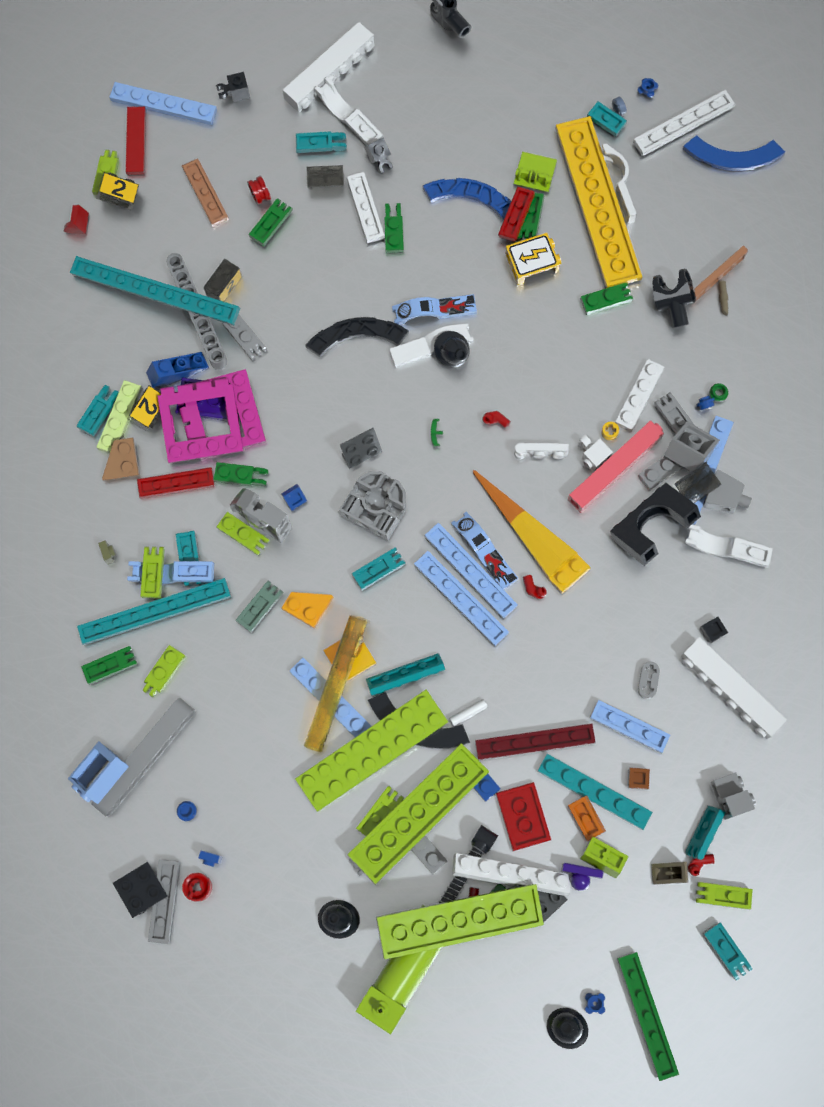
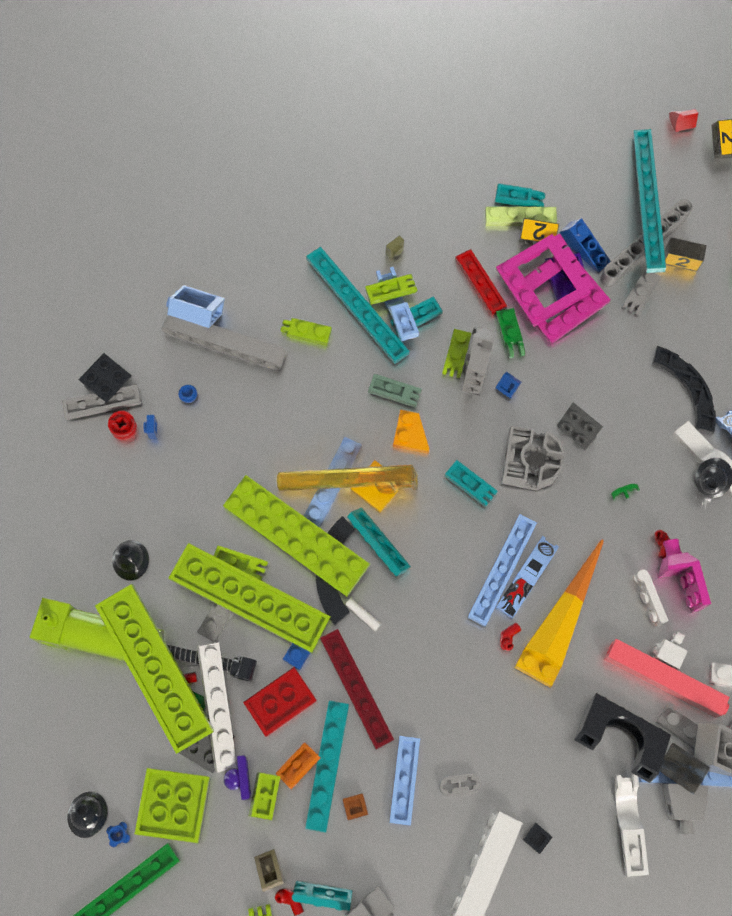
camera: 65 degrees right, 5 degrees down
(108, 665) = (295, 284): green hinge -> none
(121, 460) = (482, 230): medium nougat wing -> none
(461, 598) = (471, 570): light blue plate -> none
(533, 406) = (691, 575): none -> dark pink plate
(585, 944) = (172, 805): none -> lime plate
(605, 434) = (706, 664): yellow bush -> none

